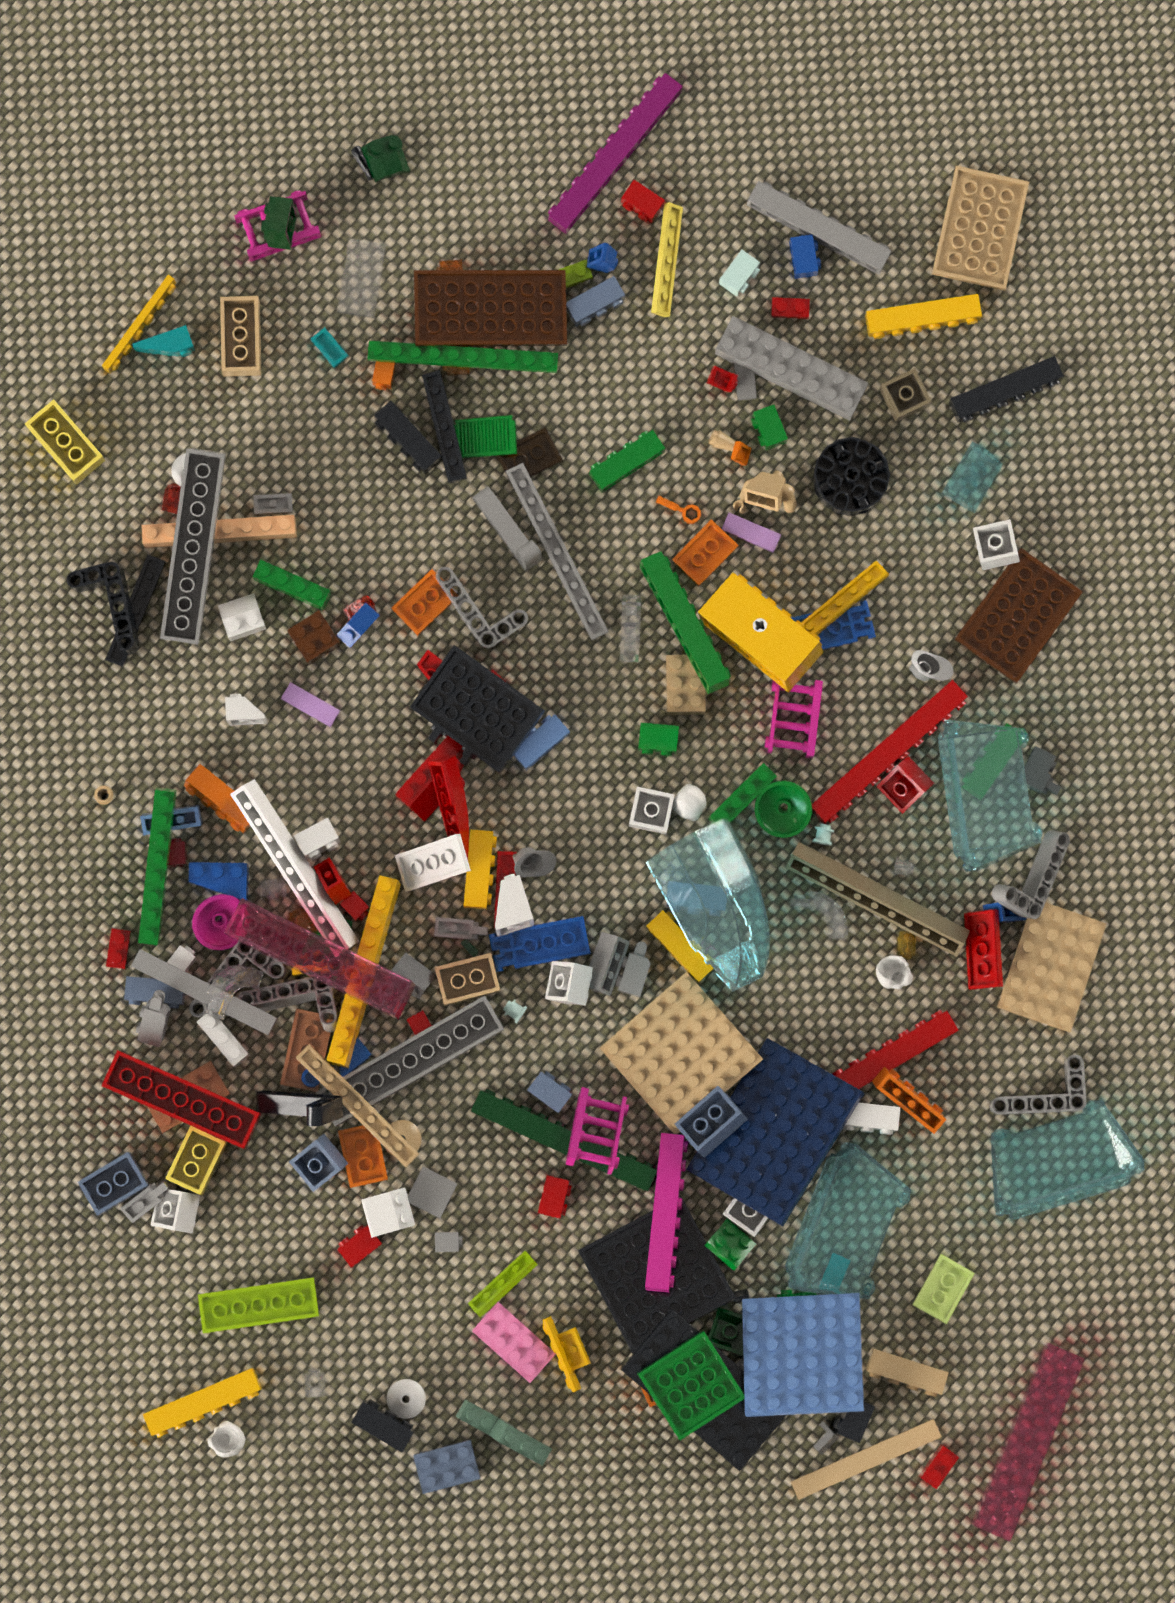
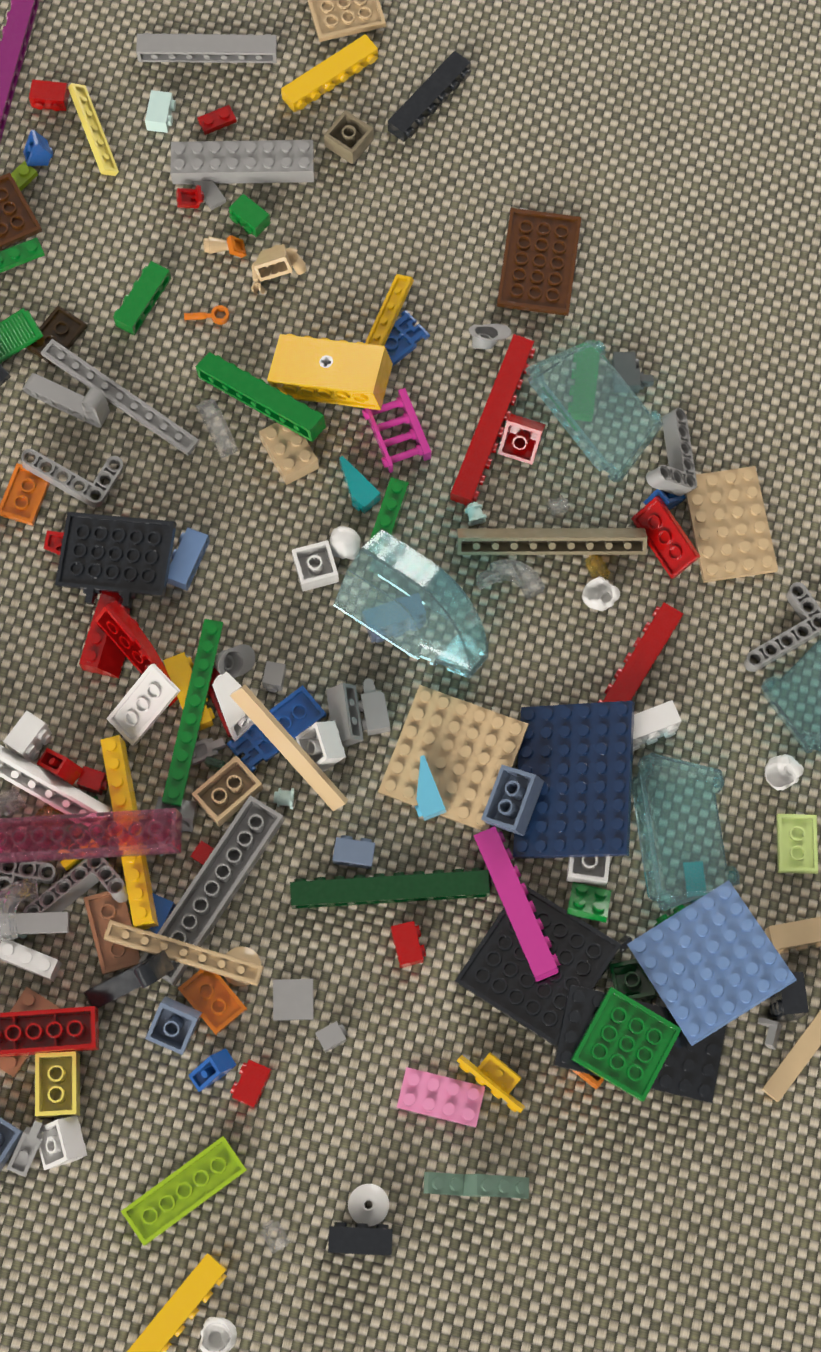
camera: 25 degrees left, 10 degrees down
(309, 1080) = (127, 954): blue tile -> none
(332, 1216) = (212, 1069): none -> blue slope
(388, 1212) = (262, 1037): white slope -> none
(446, 1466) = (440, 1247): sand blue brick -> none
(473, 892) = (192, 713): none -> green plate
(502, 1284) = (402, 1048): lime plate -> none
(539, 972) = (289, 747): none -> tan tile
(561, 894) = (274, 676): none -> light grey brick
(581, 1118) = (400, 874): dark pink fence -> none
(595, 301) = (49, 188): sand blue brick -> none
(639, 1078) = (428, 796): none -> medium azure slope
(658, 739) = (288, 503): green slope -> none
(675, 942) = (401, 667): yellow brick -> none
(705, 552) = (248, 338): orange plate -> none
(730, 758) = (361, 491): none -> teal slope
(751, 532) = (278, 305): lavender tile -> none
(780, 821) = (442, 502): green dish -> none
(804, 256) = (206, 74): blue brick -> none
(854, 458) = (338, 219): black brick -> none
(905, 1097) = (681, 693): orange brick -> none
(965, 1220) = (783, 771): none -> white hair
(972, 477) = (439, 174): clear light blue slope -> none
(996, 544) = (489, 212): white brick -> none

